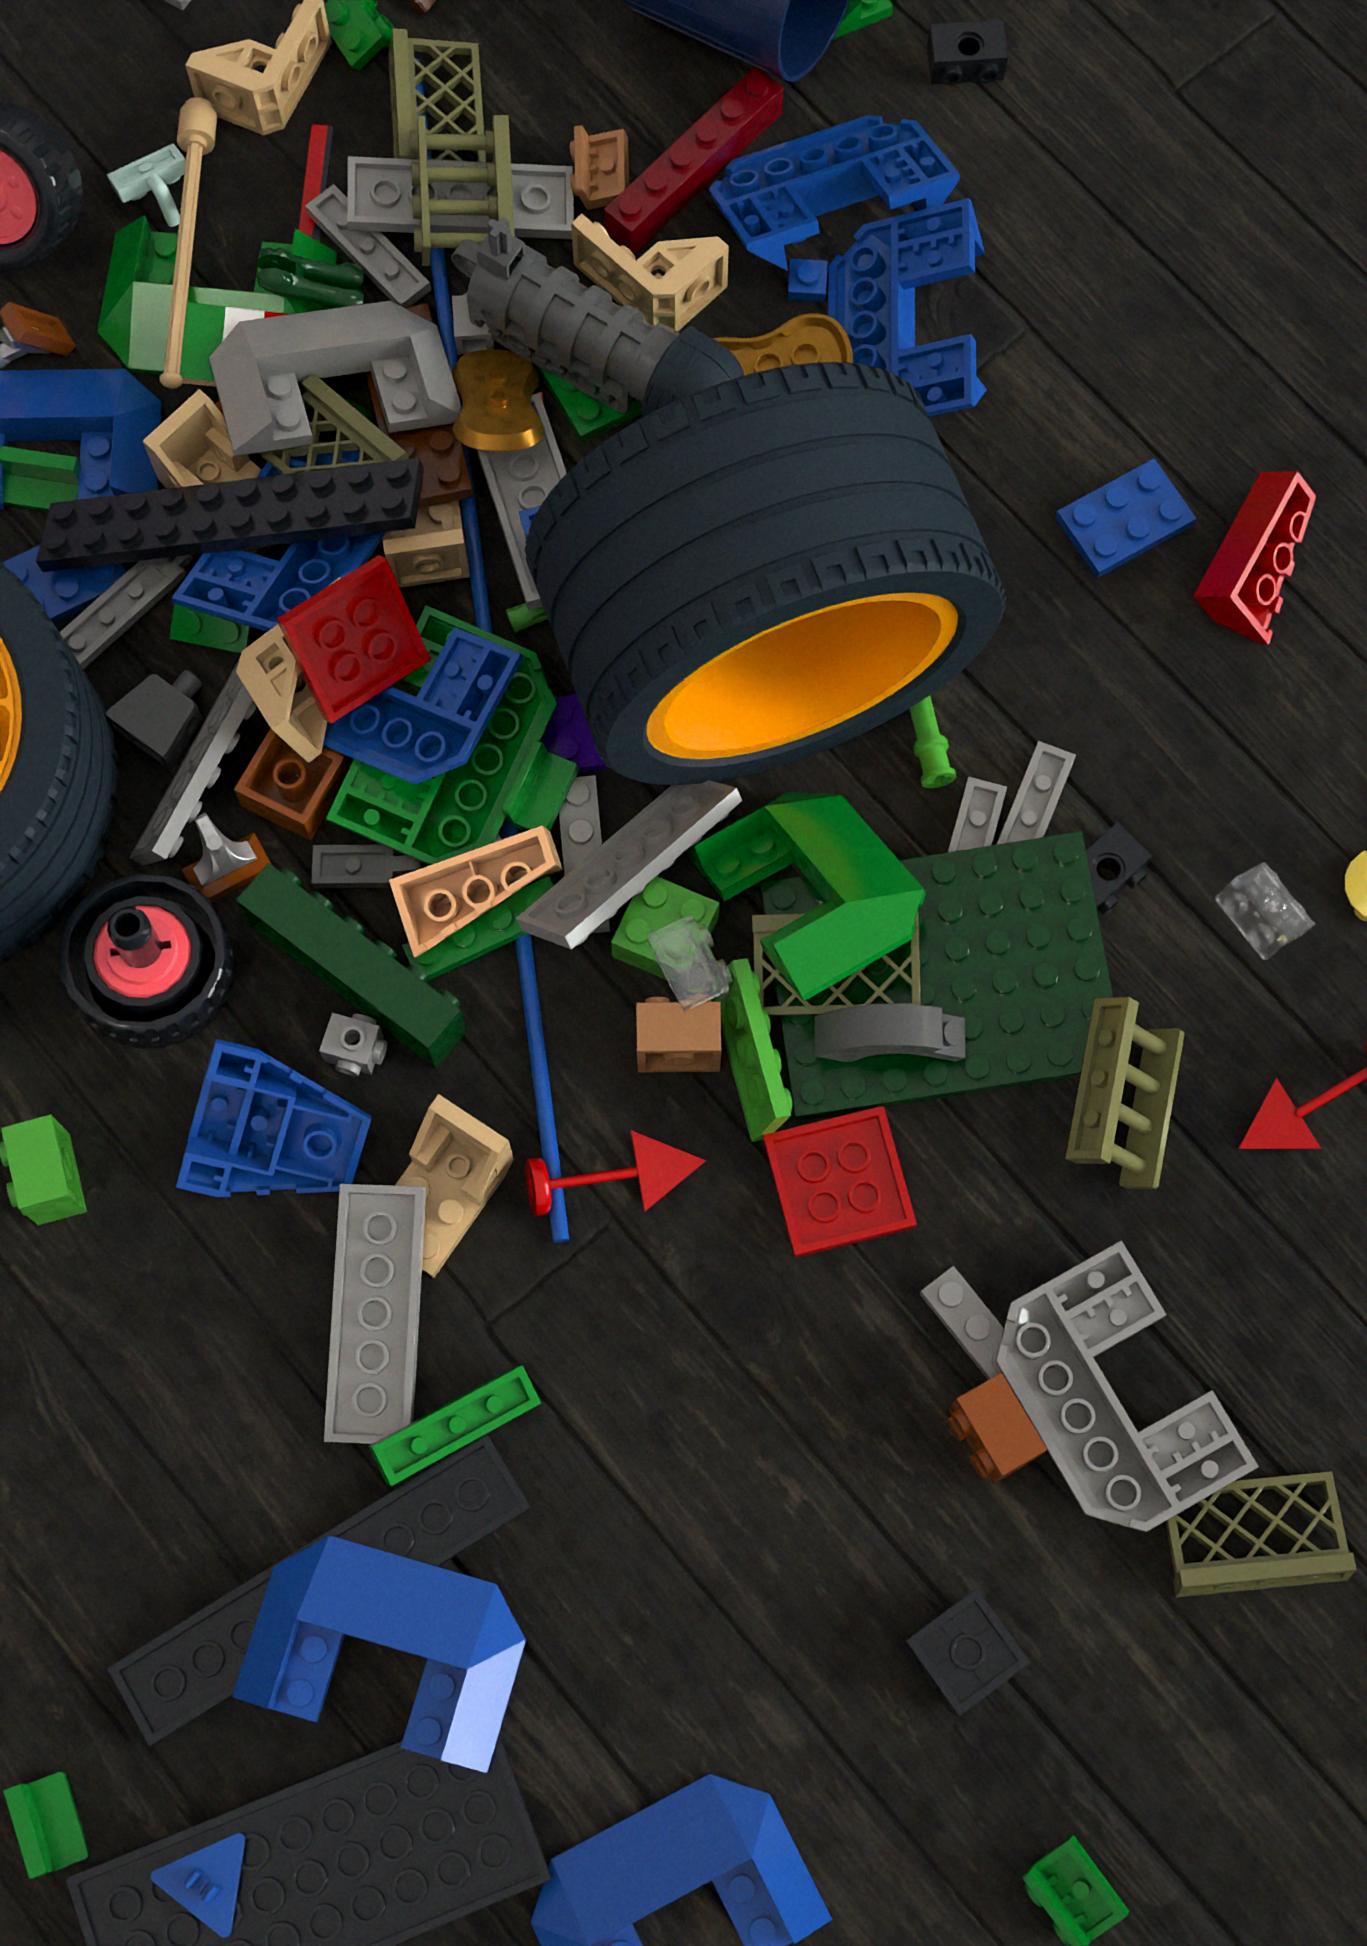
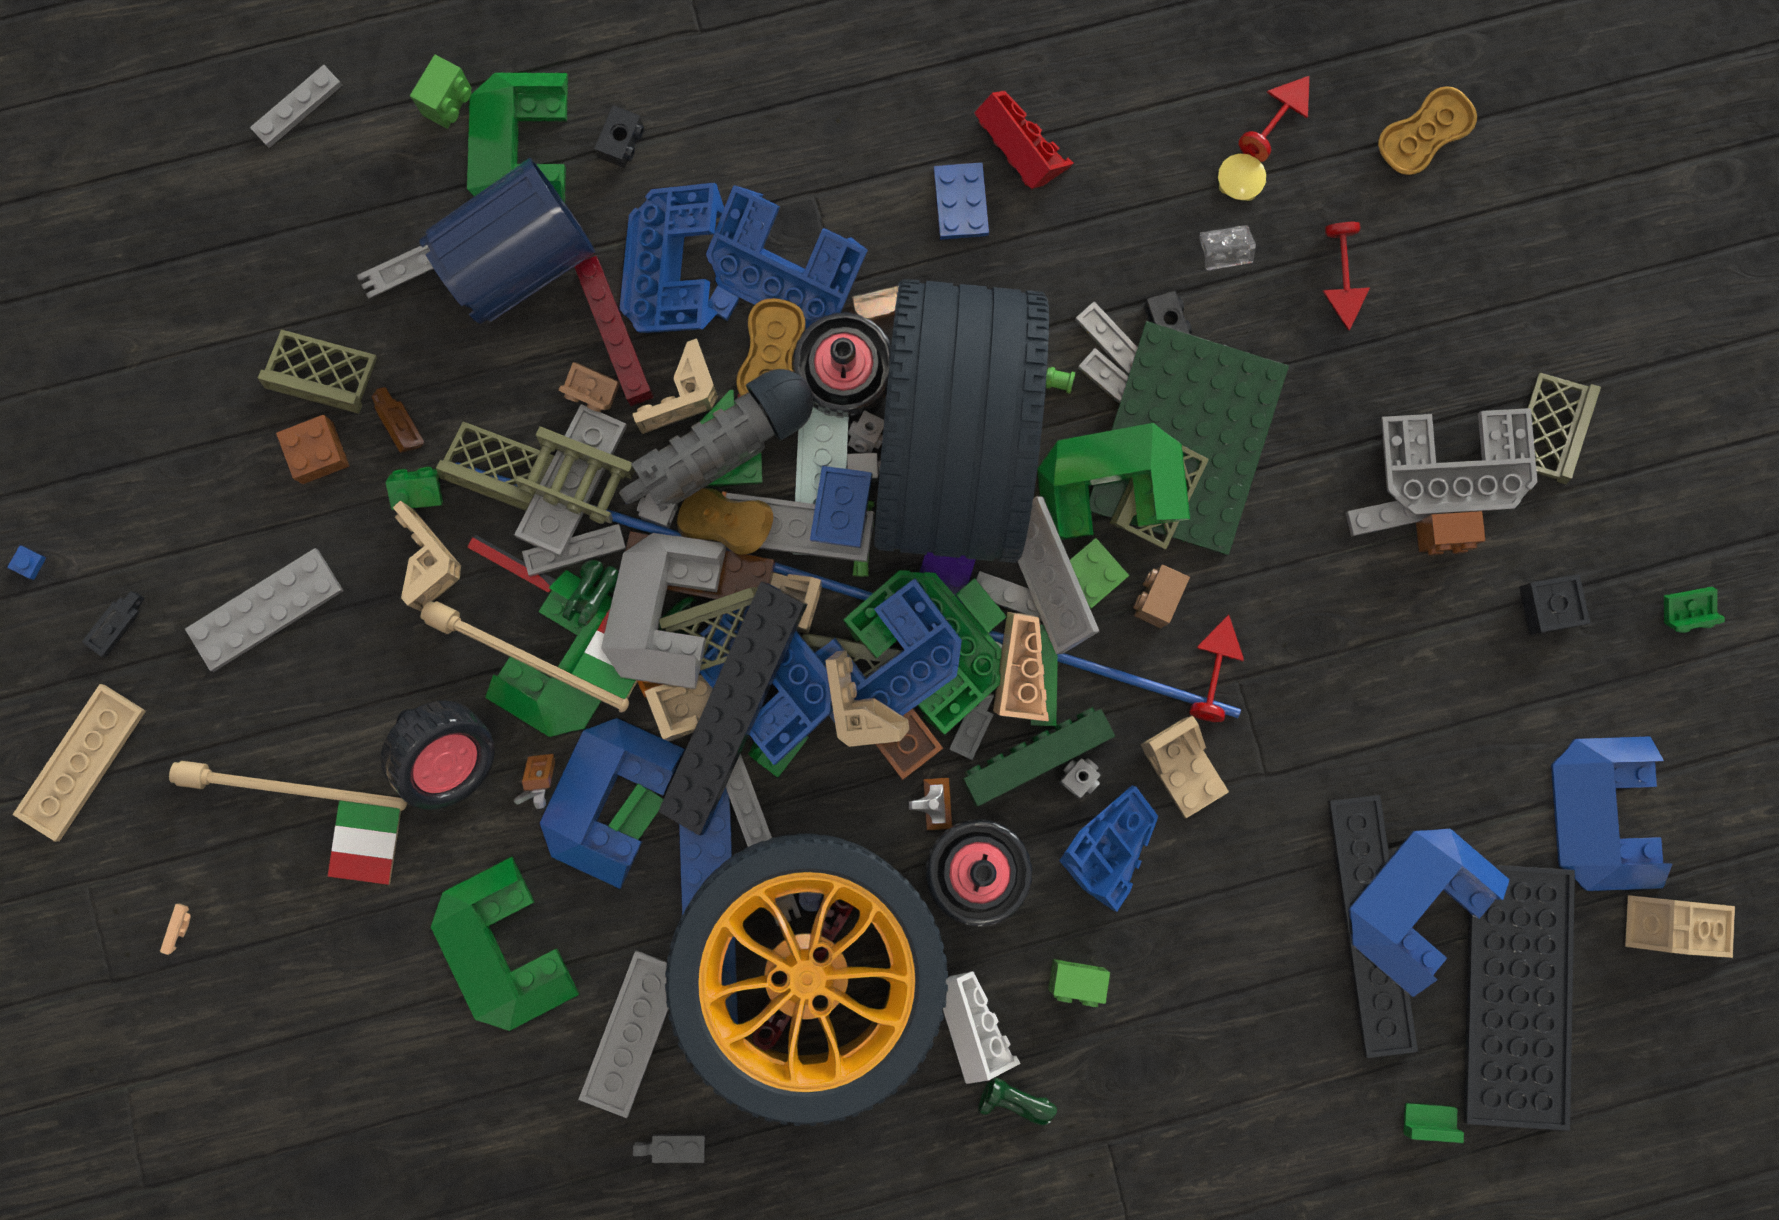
camera: 70 degrees left, 10 degrees up
(151, 174) = (458, 660): light aqua plate -> none
(159, 716) = (826, 803): dark grey torso -> none
(196, 772) = (869, 789): light grey plate -> none
(207, 1882) = (1501, 1050): blue piece -> none
(354, 639) = (863, 669): red plate -> none
(375, 1312) = (1240, 831): light grey plate -> none
(454, 1425) = (1320, 815): green plate -> none
(689, 963) = (1133, 570): clear bracket -> none
(751, 1053) = (1194, 562): bright green plate -> none
(839, 1181) = (1275, 549): red plate -> none
(889, 1029) = (1218, 483): dark grey arch -> none
(1101, 1092) = (1304, 373): olive fence -> none

